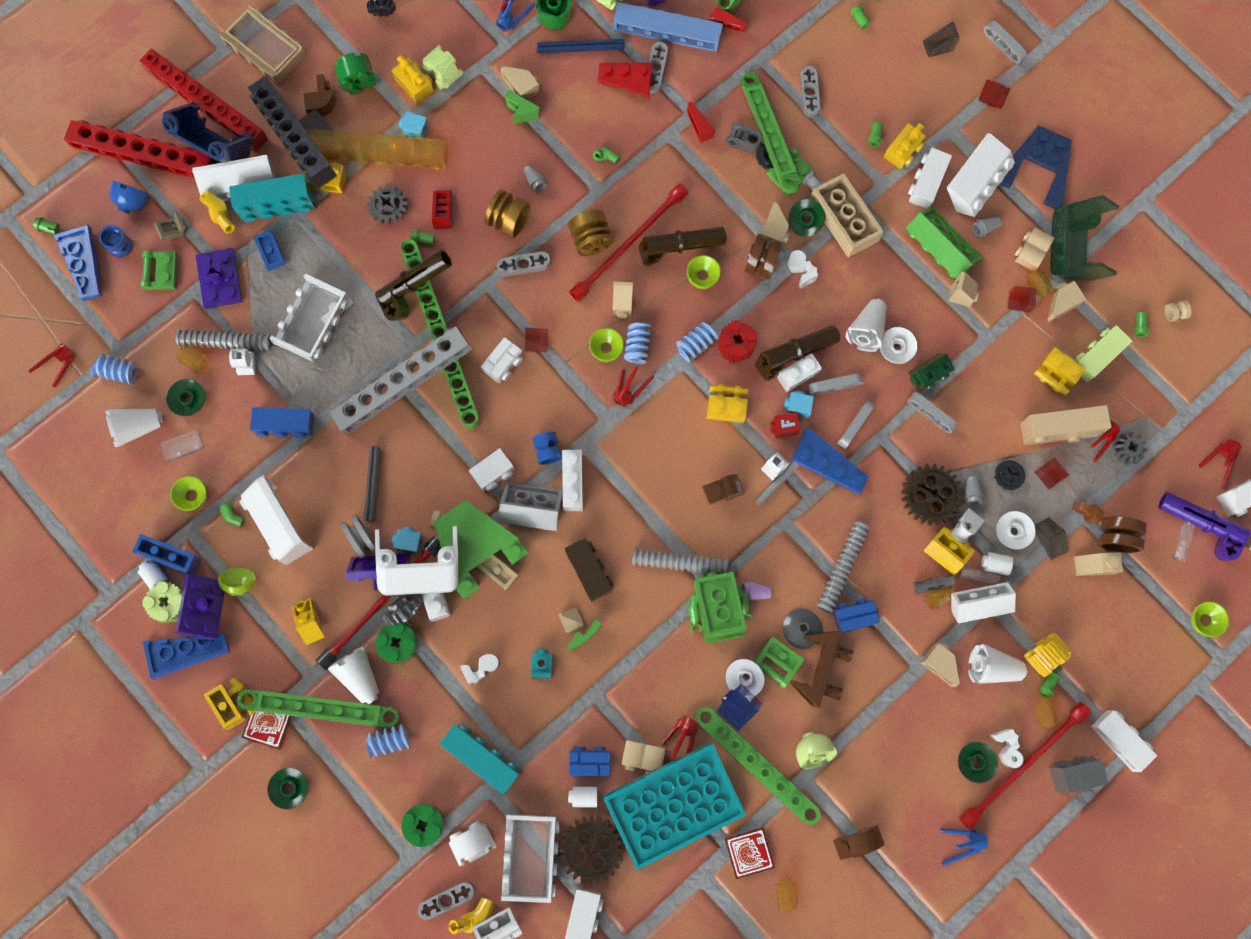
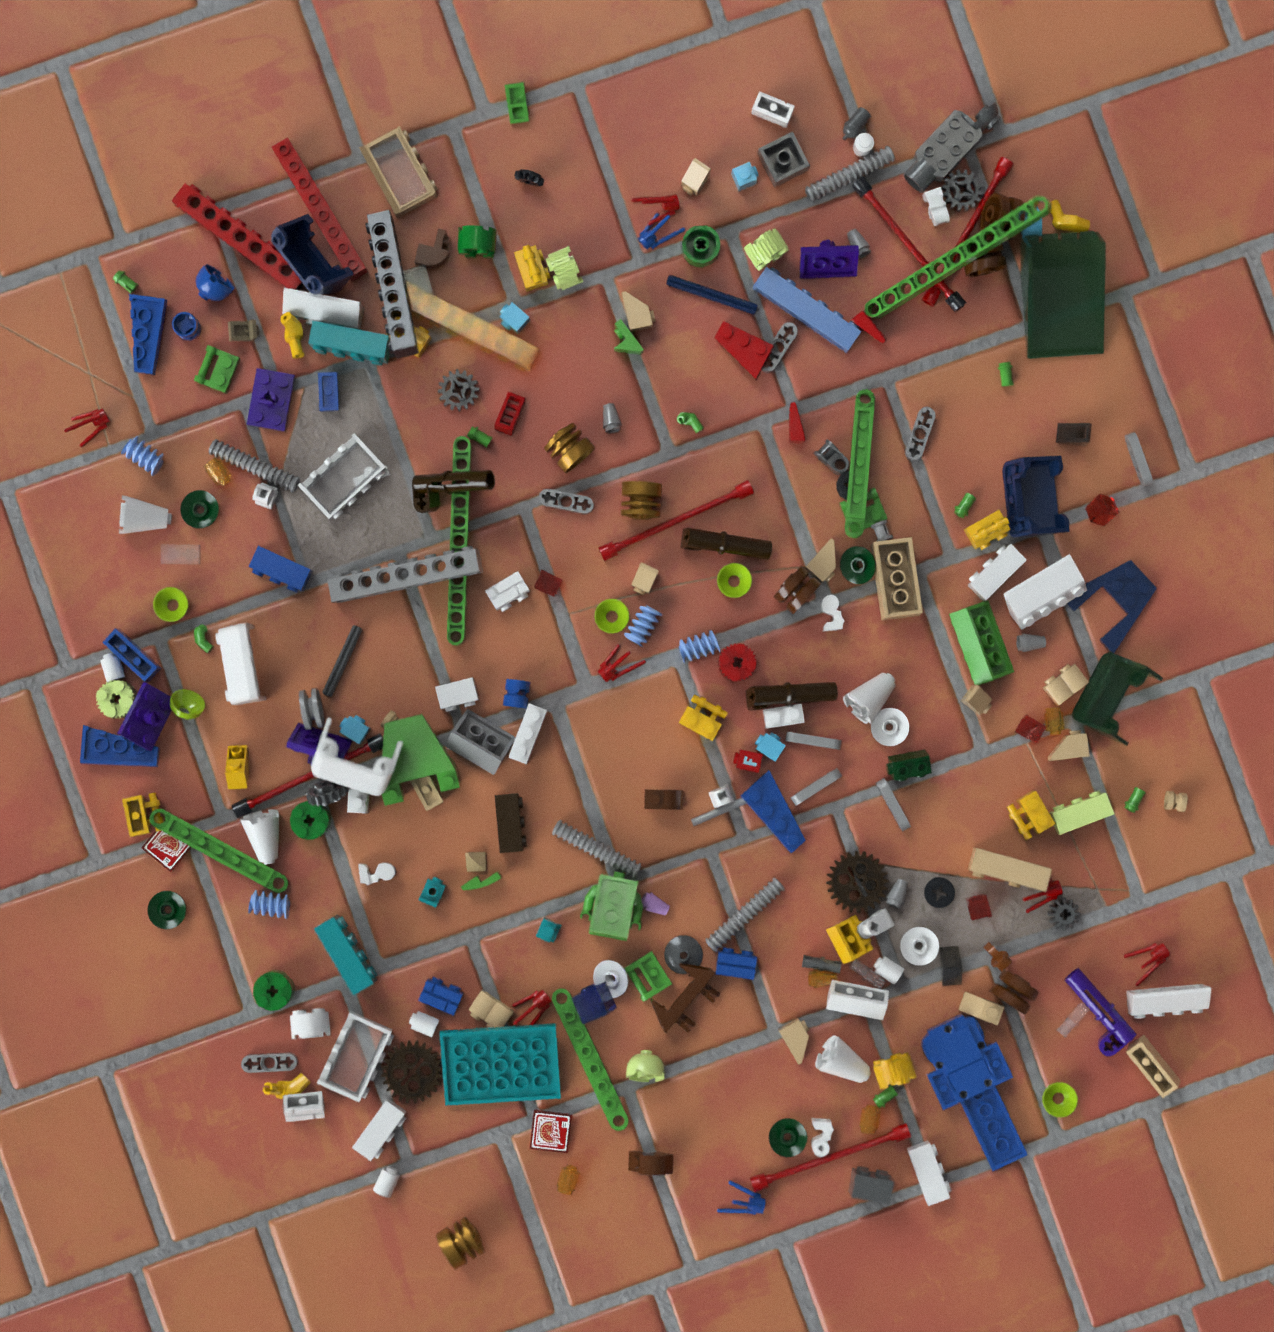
camera: 25 degrees right, 10 degrees up
(666, 656) = (548, 930): none -> teal brick
(928, 104) = (1032, 496): none -> dark blue windscreen
(1116, 633) = (969, 1075): none -> blue piece

